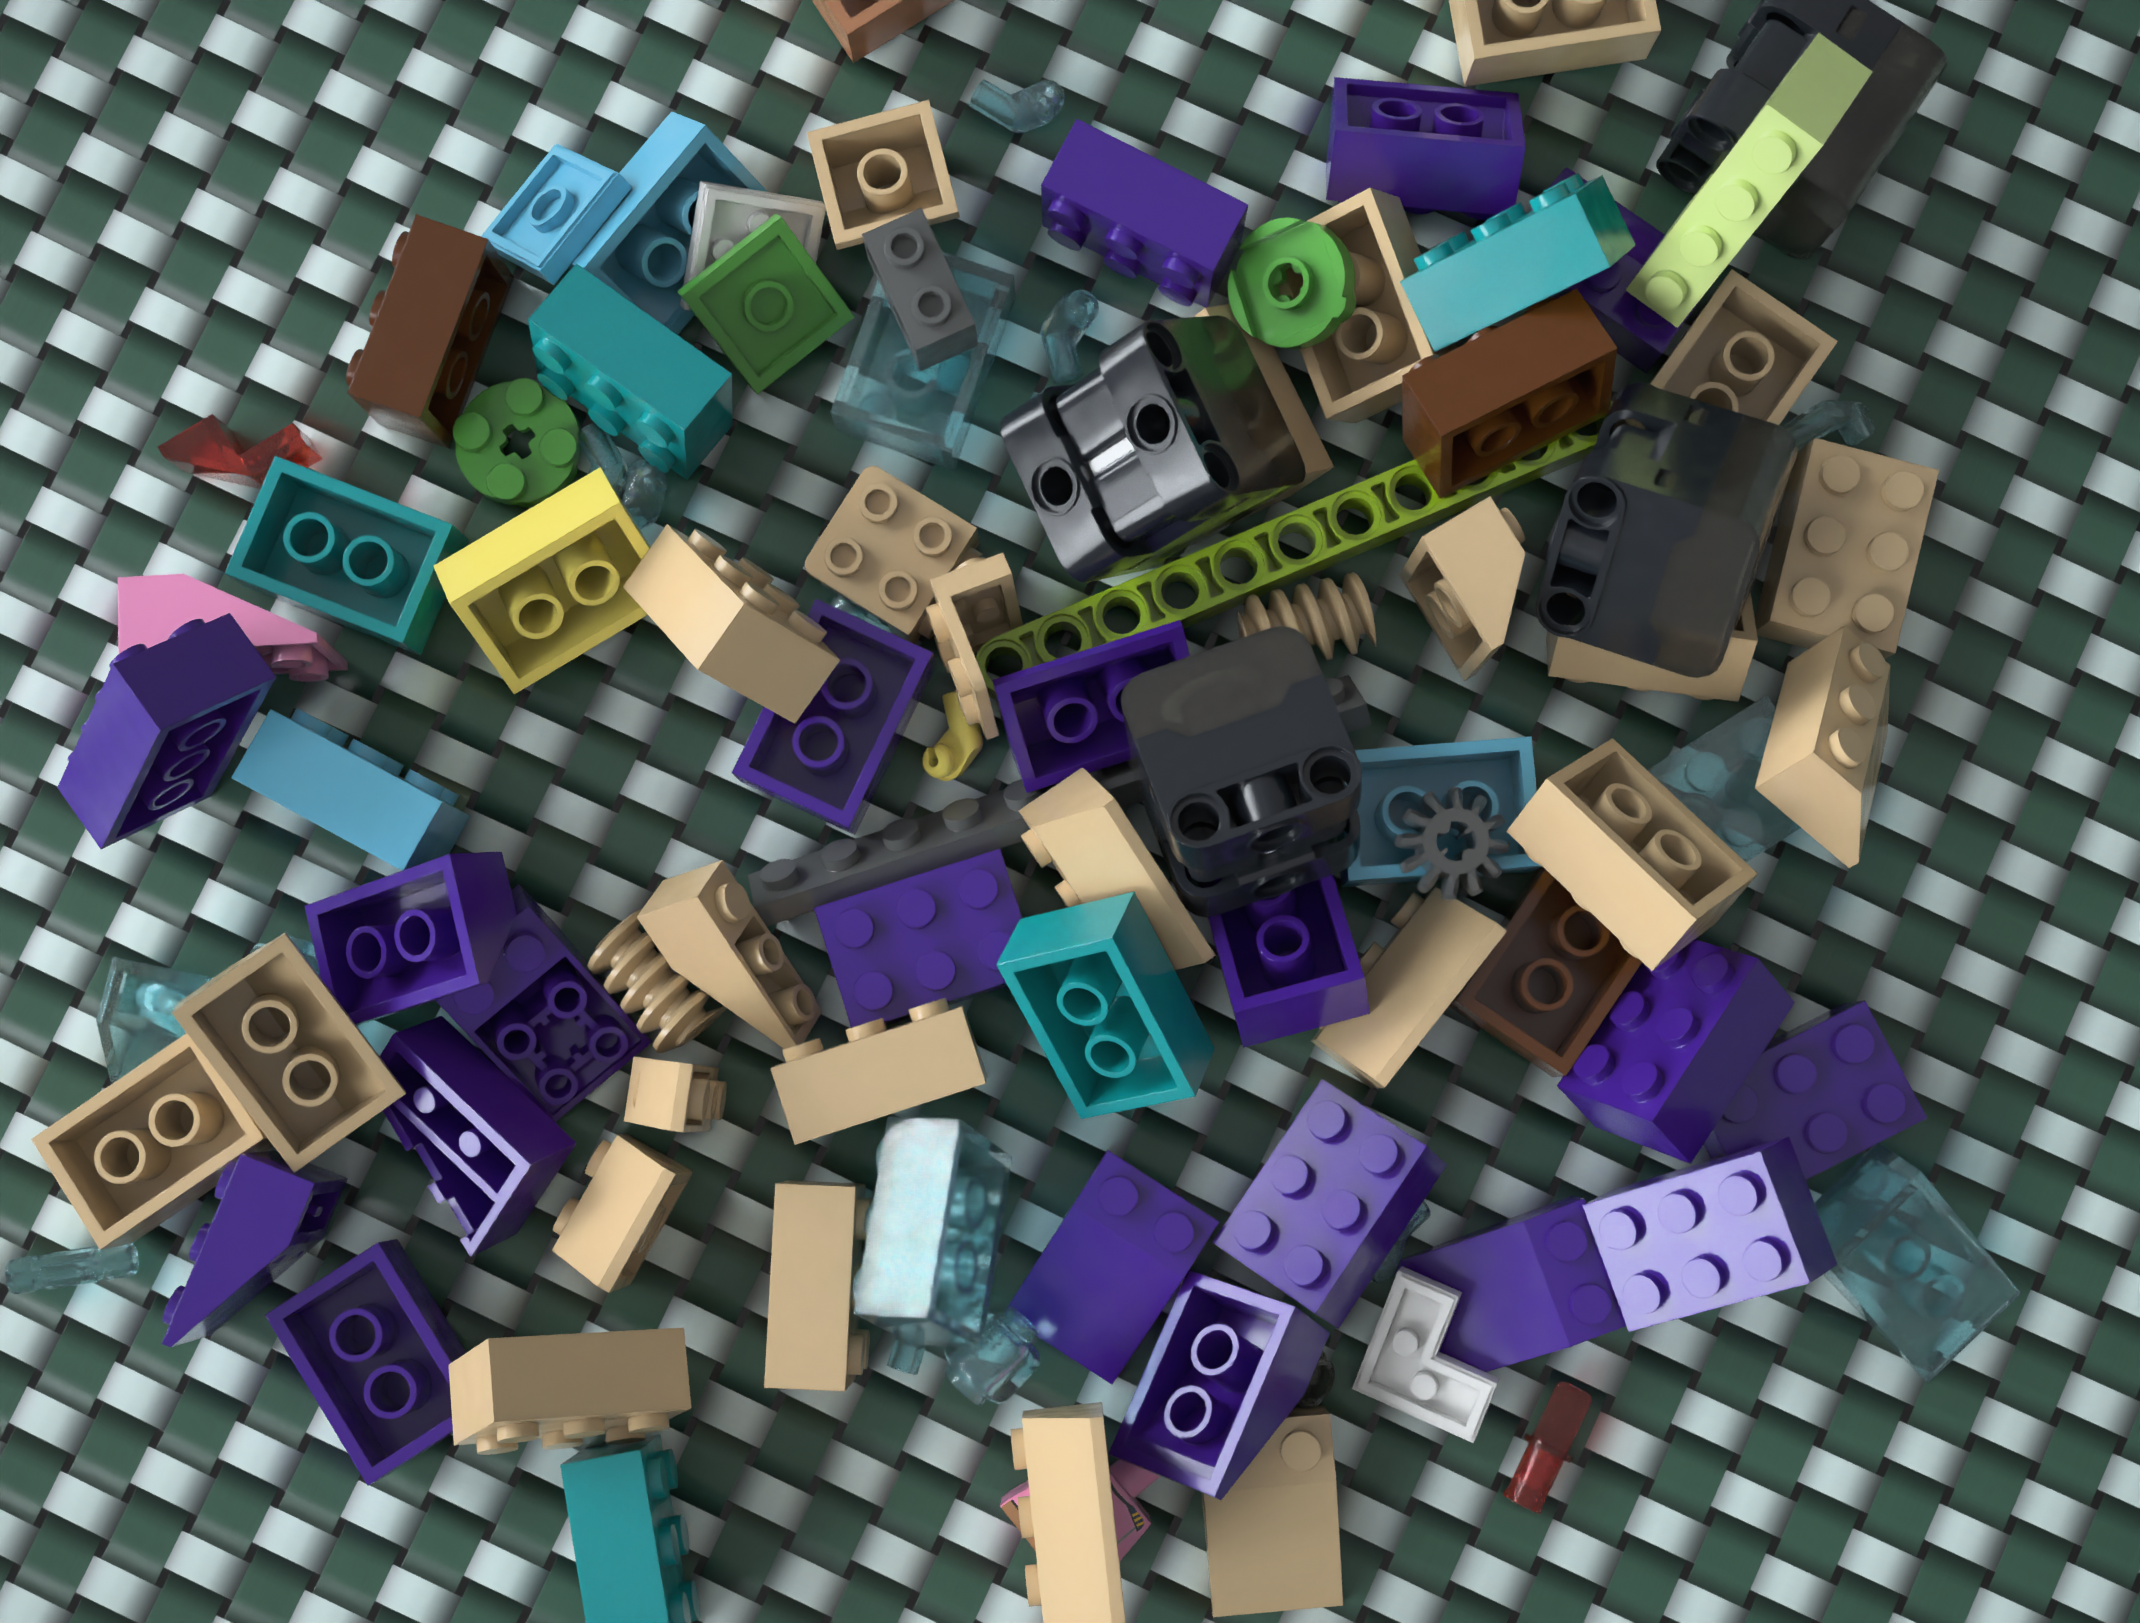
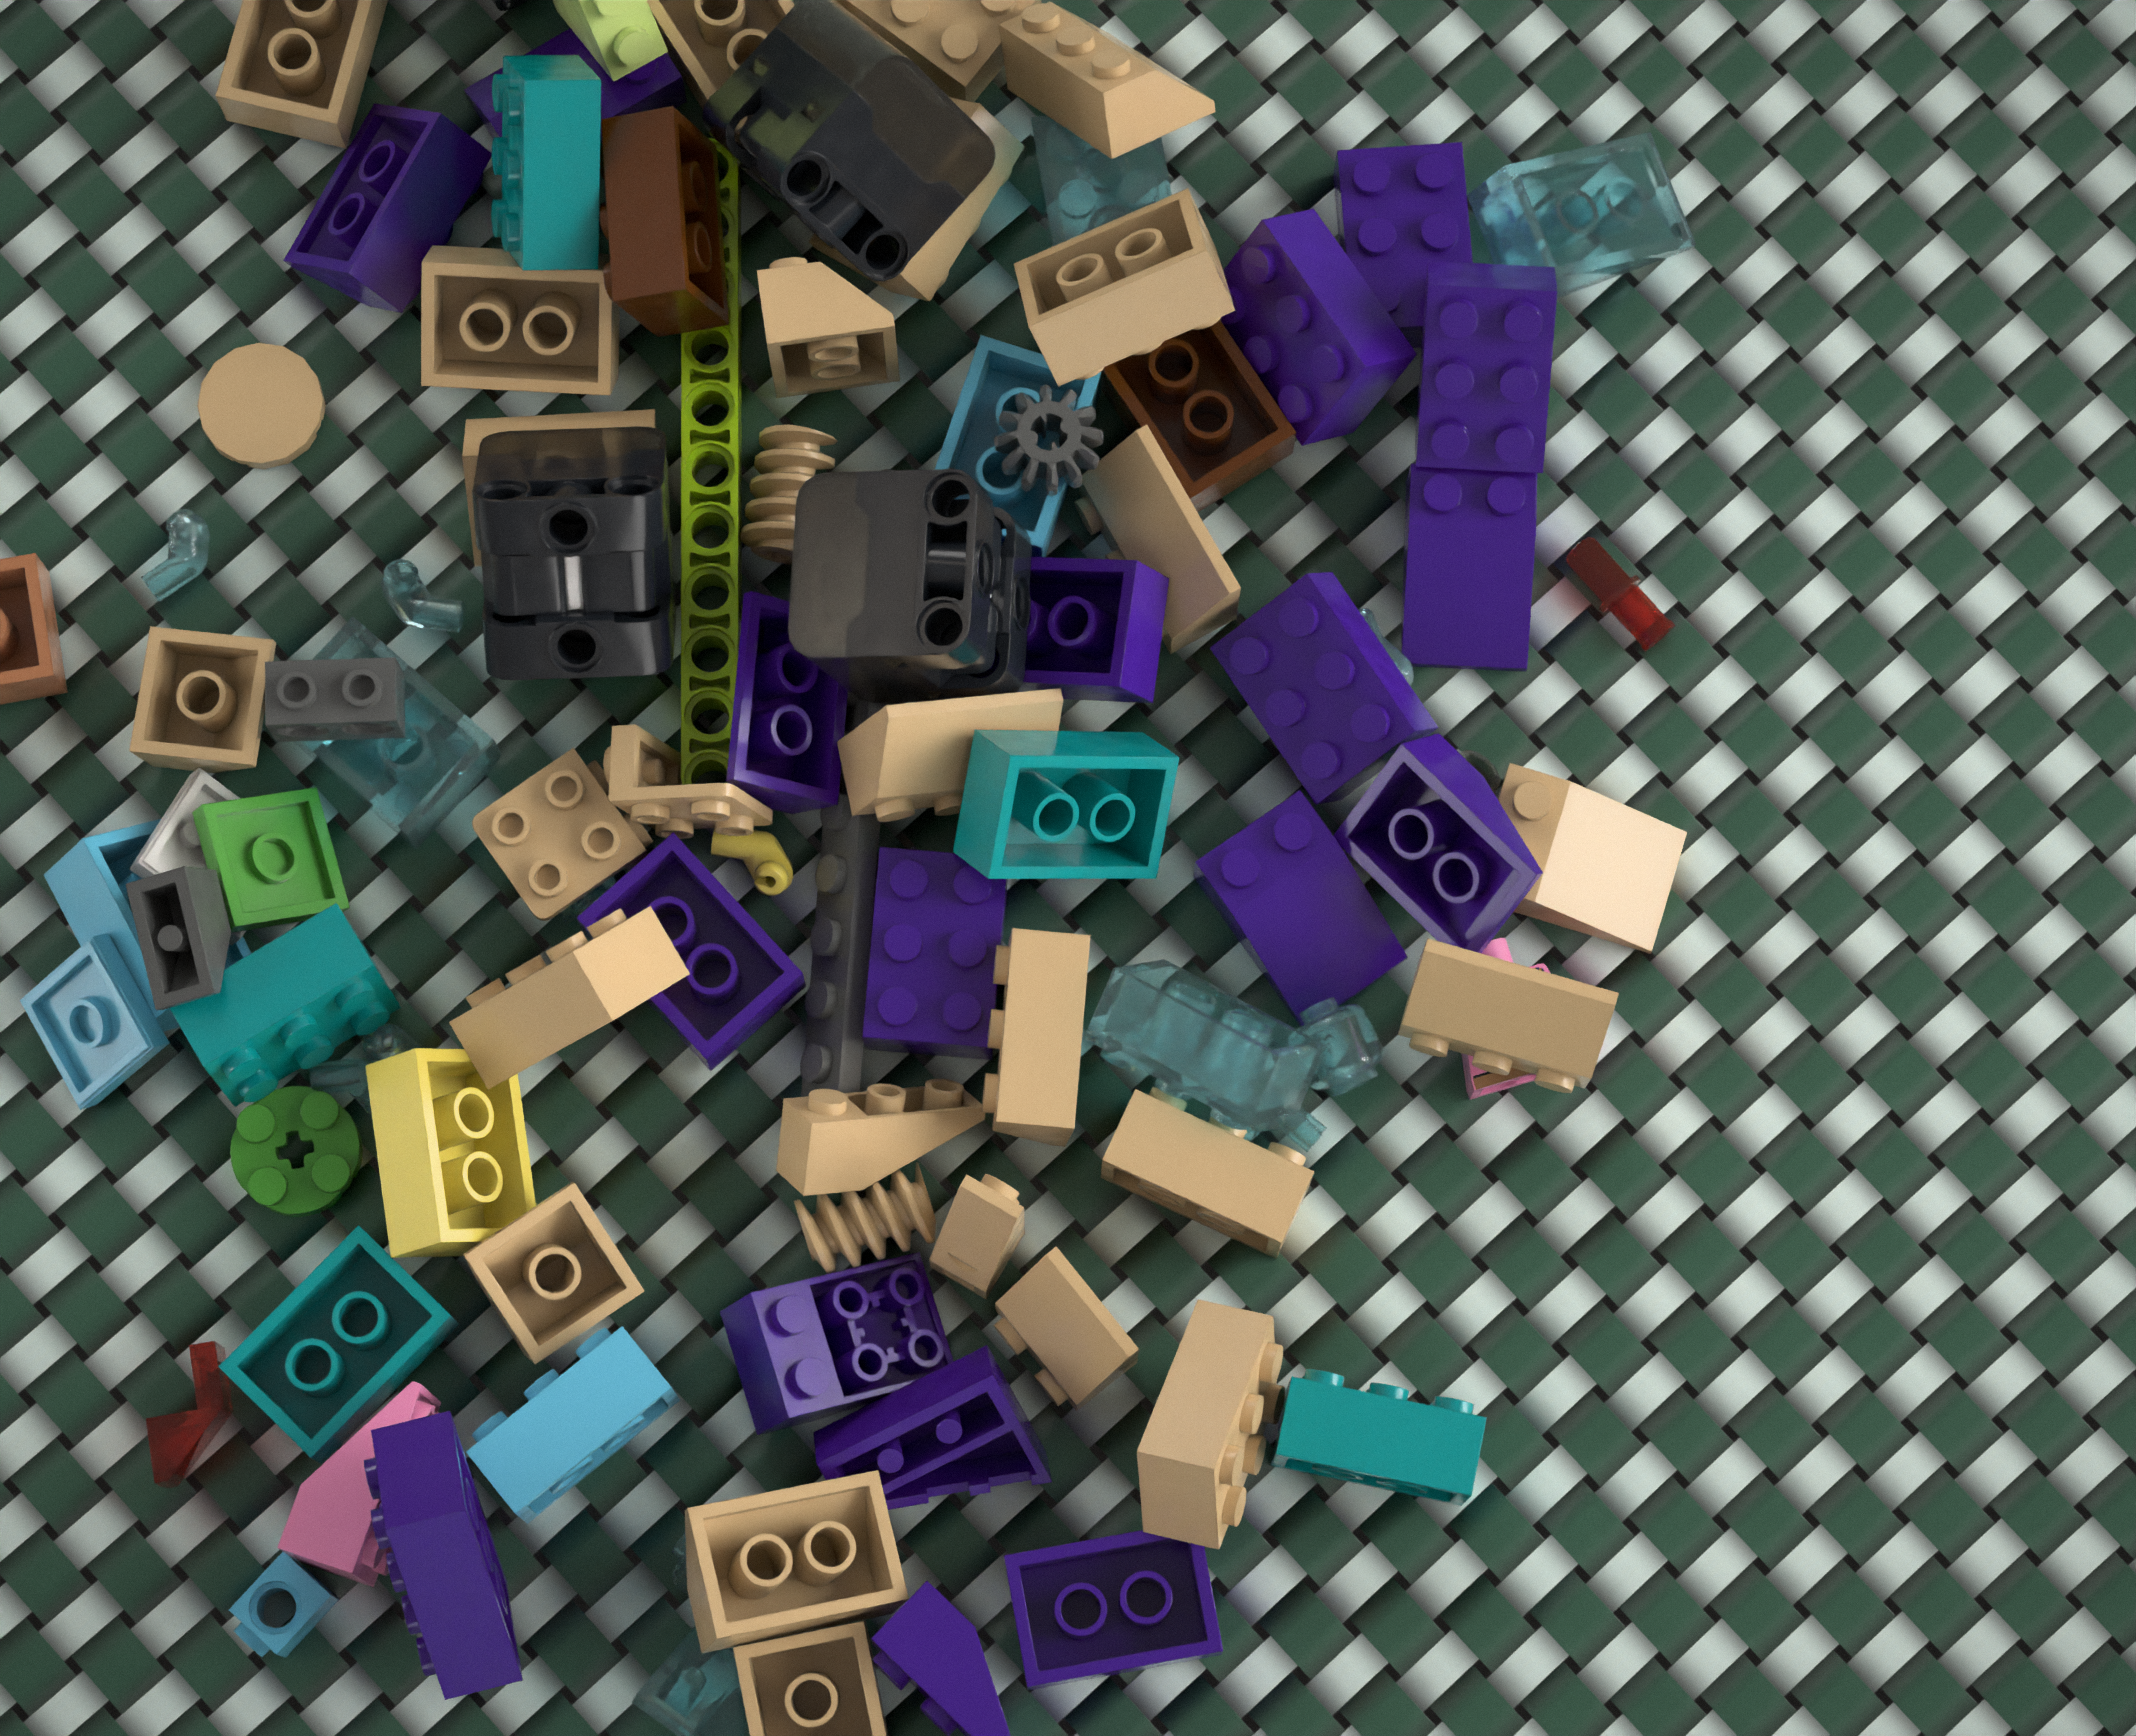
camera: 70 degrees left, 5 degrees down
(71, 599) = (311, 1599): none -> medium azure brick
(413, 934) = (732, 1405): dark purple slope -> none
(429, 330) = (157, 1182): reddish brown brick -> none
(480, 720) = (552, 1273): none -> tan slope
(645, 248) = (181, 933): none -> dark grey slope
(1141, 215) = (346, 481): dark purple brick -> none
(1190, 114) = (261, 405): none -> tan tile
(1323, 299) = (446, 392): bright green plate -> none
(1406, 1364) = (1498, 685): white tile -> none

